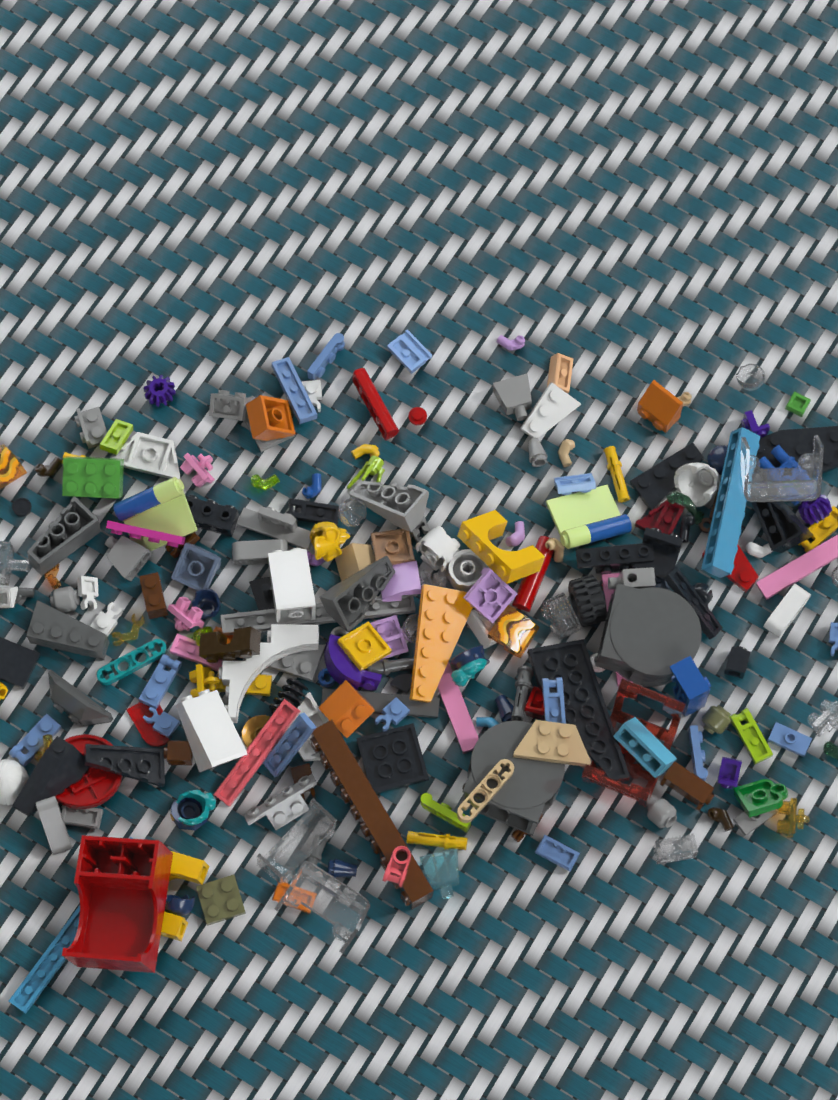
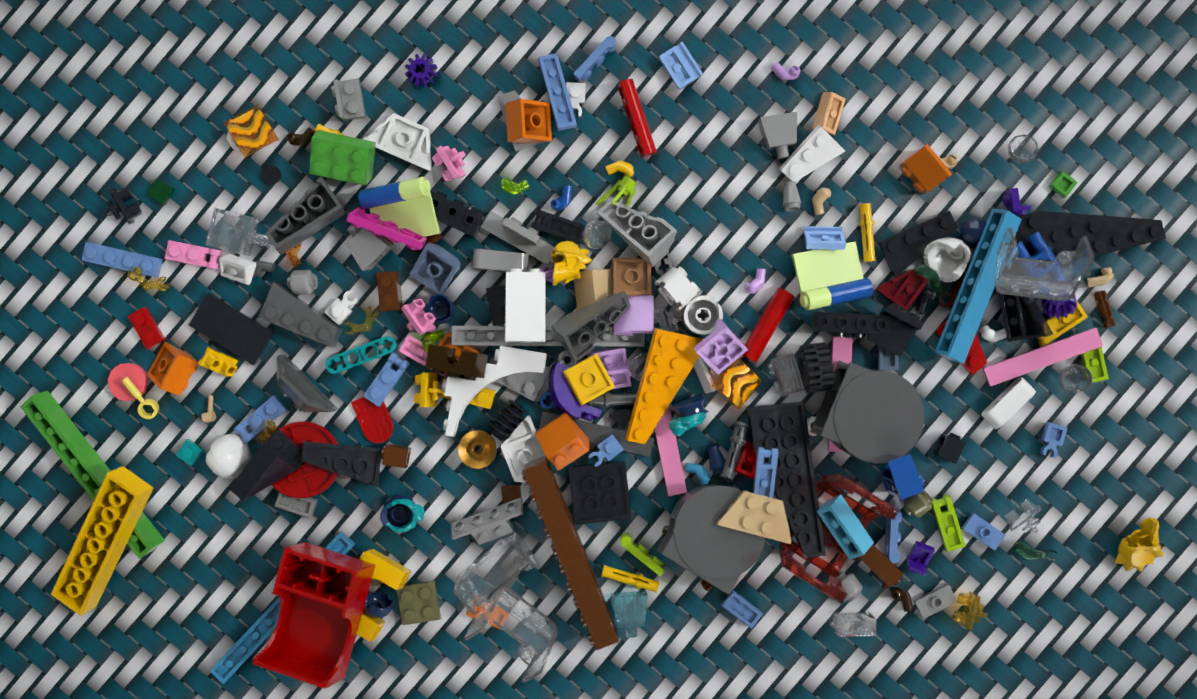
camera: 10 degrees right, 20 degrees up
(54, 825) = (266, 512): light grey beam -> none
(88, 590) = (326, 273): white plate -> none
(116, 437) = (371, 115): lime plate -> none
(164, 723) = (385, 423): medium blue plate -> none
(209, 730) = (426, 446): white slope -> none
(228, 406) = (489, 98): light grey bracket -> none
(257, 752) = (470, 469): coral tile -> none
(289, 744) = (501, 472): medium blue plate -> none
(341, 869) = (534, 592): dark blue cone -> none
(397, 867) = (586, 620): coral piece -> none
(417, 416) = (678, 138): red plate -> none
(487, 792) = (682, 556): tan beam -> none
(506, 564) = (742, 322): yellow arch -> none
(556, 545) = (793, 304): tan arm -> none
(636, 578) = (865, 355): light grey torso -> none
(697, 598) = (923, 379): black plate -> none
(760, 796) = (946, 588): green plate -> none

